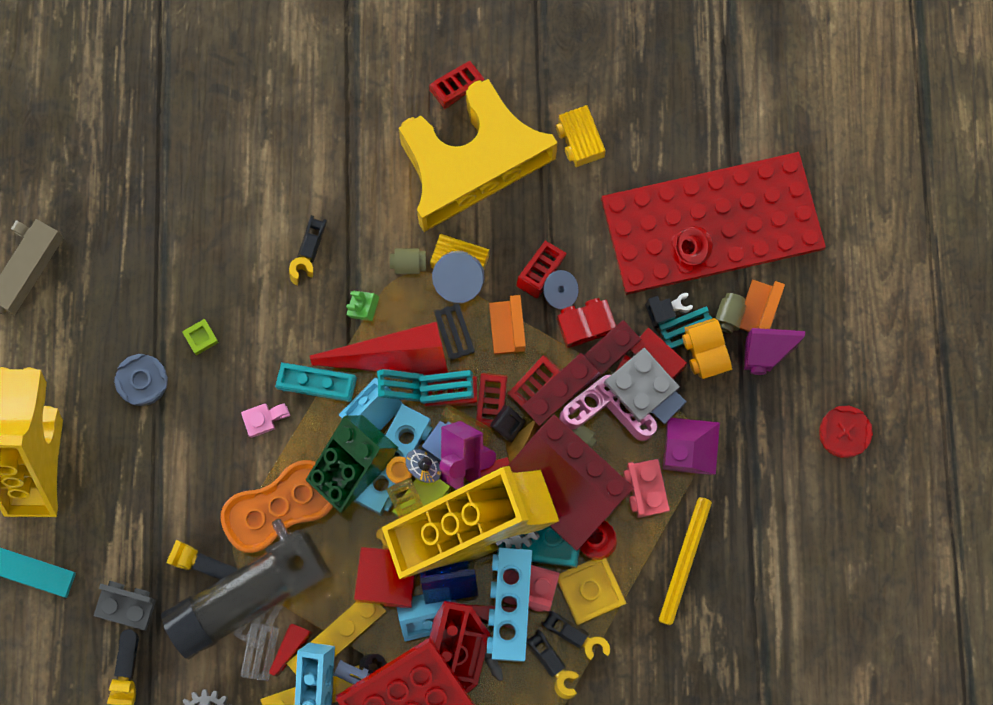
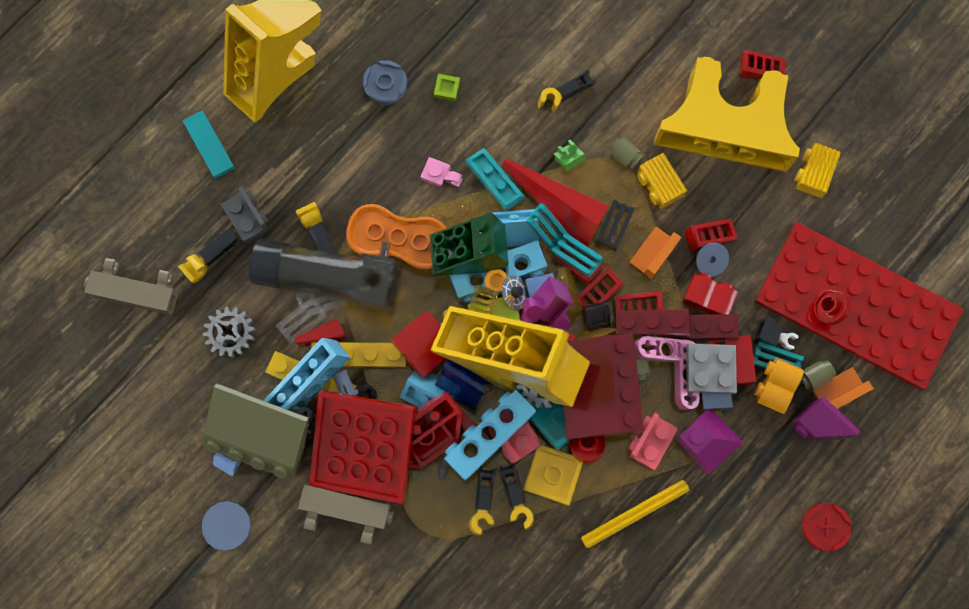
camera: 40 degrees right, 0 degrees up
(458, 276) = (650, 190): sand blue tile -> none

